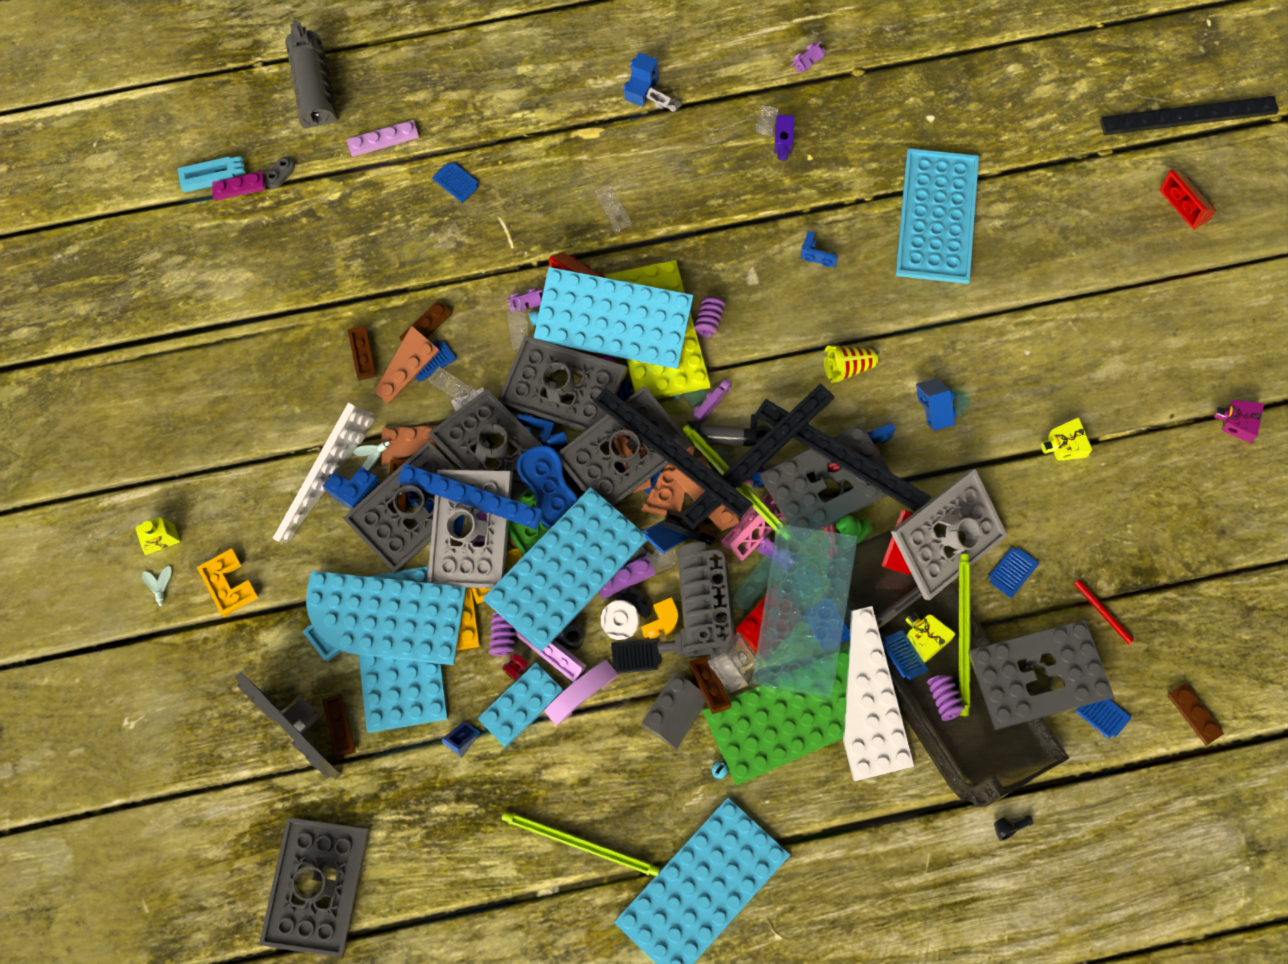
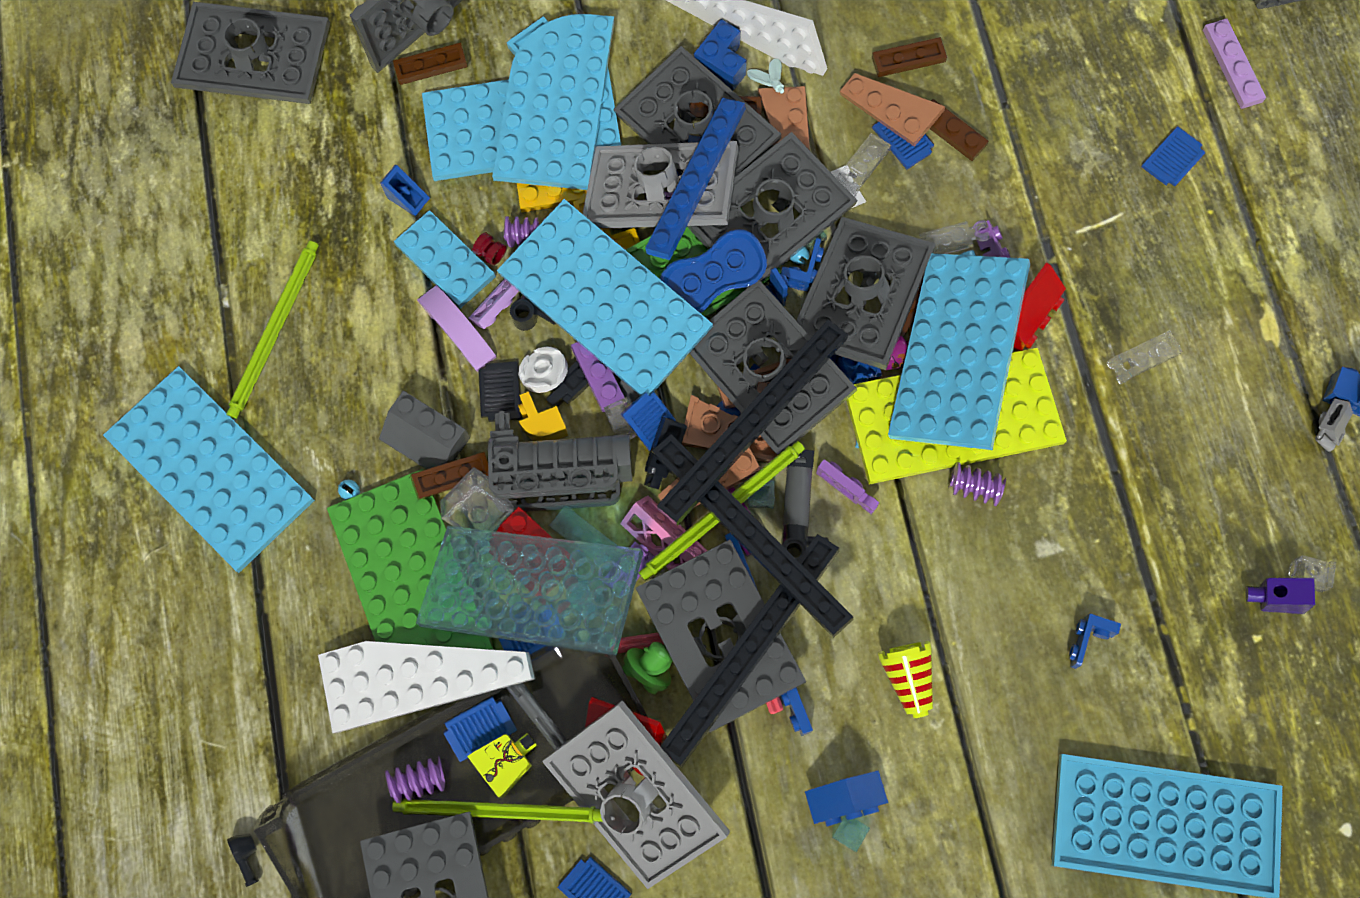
camera: 90 degrees right, 5 degrees up
(694, 398) = (853, 464): clear light blue plate -> none

